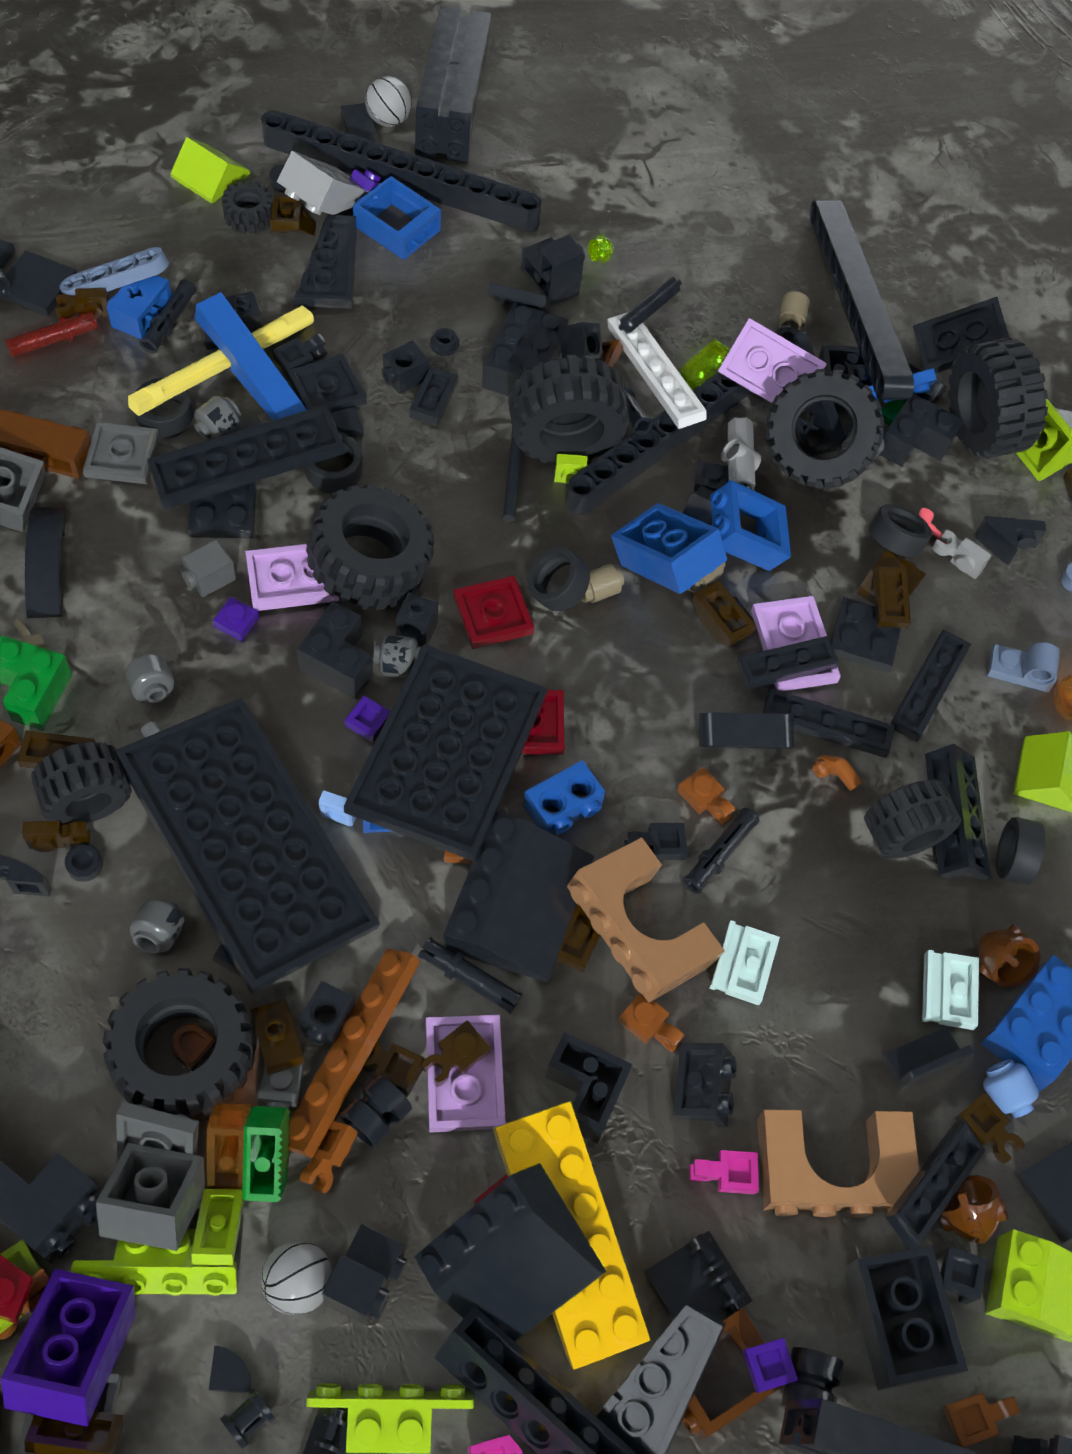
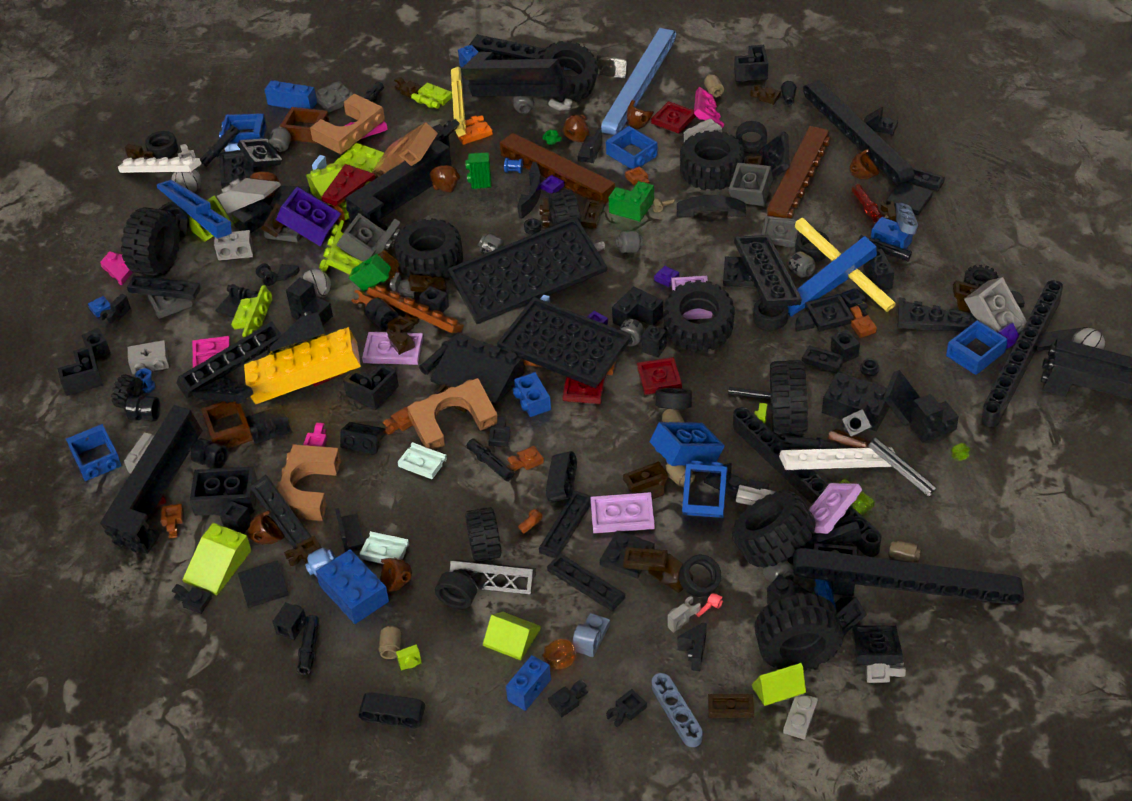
camera: 110 degrees right, 15 degrees down
(206, 170) = (1016, 265): lime slope -> none
(208, 569) = (697, 262): dark grey brick -> none
(351, 345) = (862, 325): none -> dark orange plate
(770, 1365) = (219, 426): dark purple plate -> none
(787, 662) = (604, 500): black tile -> none

